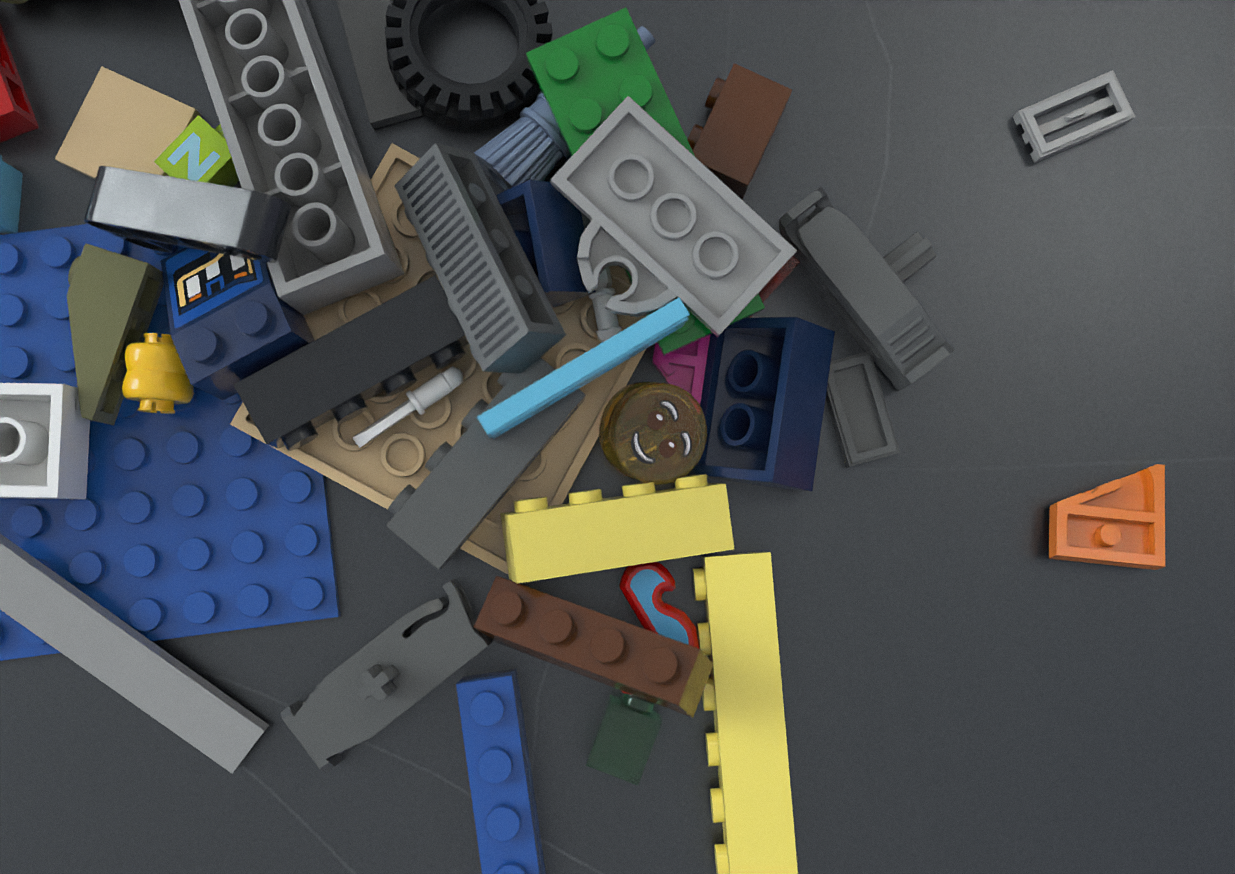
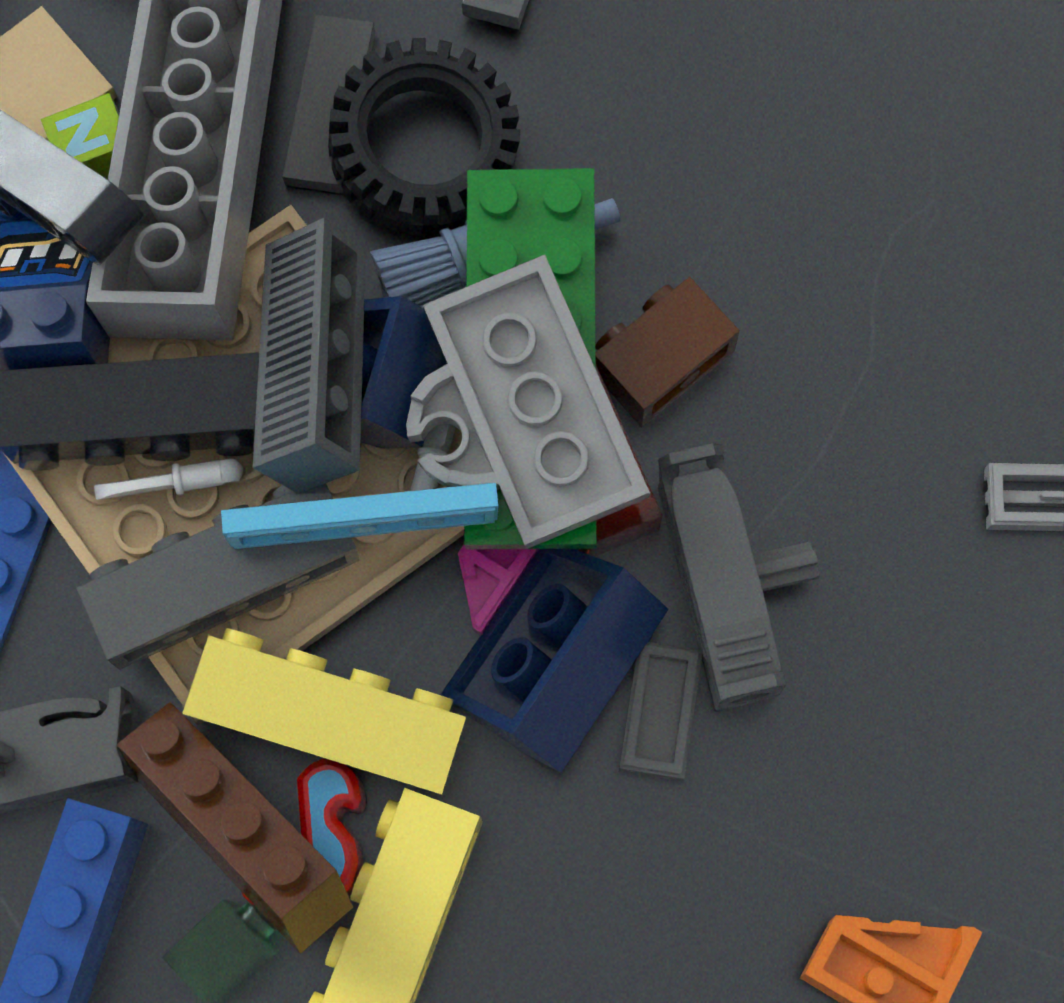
camera: 30 degrees right, 10 degrees down
(653, 432) = (417, 628): clear yellow head -> none

